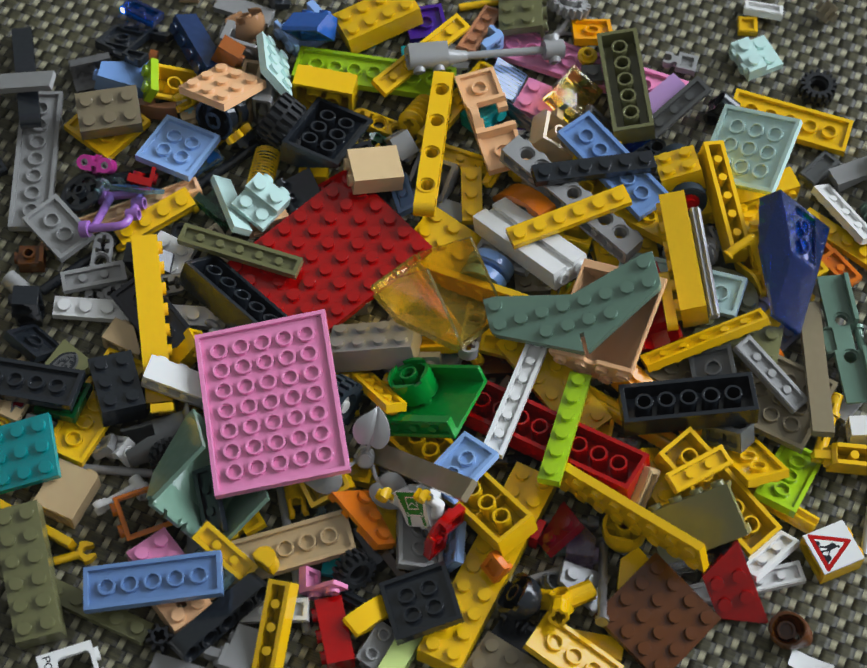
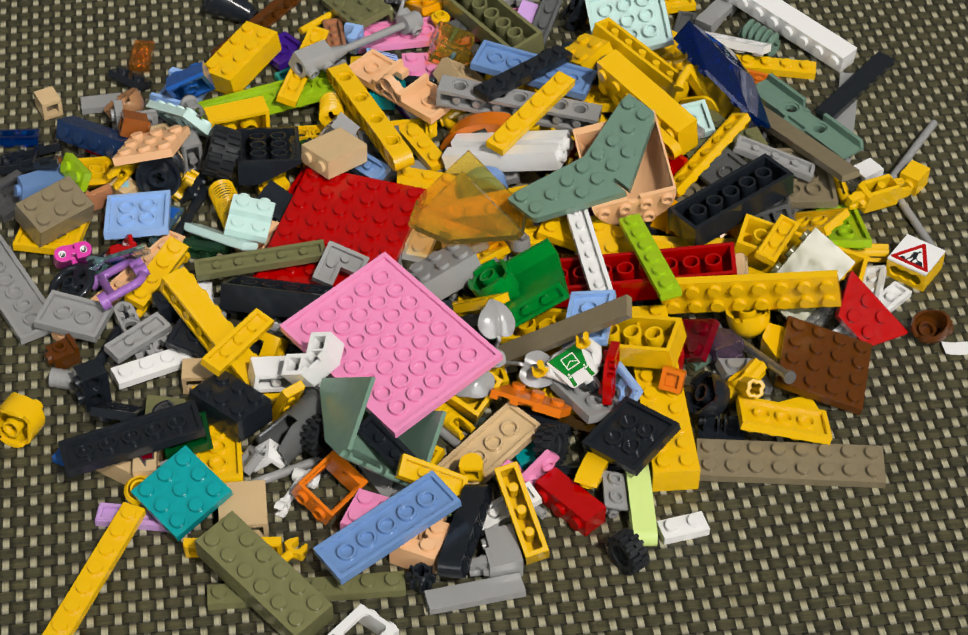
camera: 30 degrees left, 15 degrees down
(155, 331) = (237, 342): none -> yellow plate
(196, 392) = (319, 361): none -> white brick
(298, 285) = (337, 259): none -> light grey plate
(299, 50) = (192, 102): none -> light grey bush

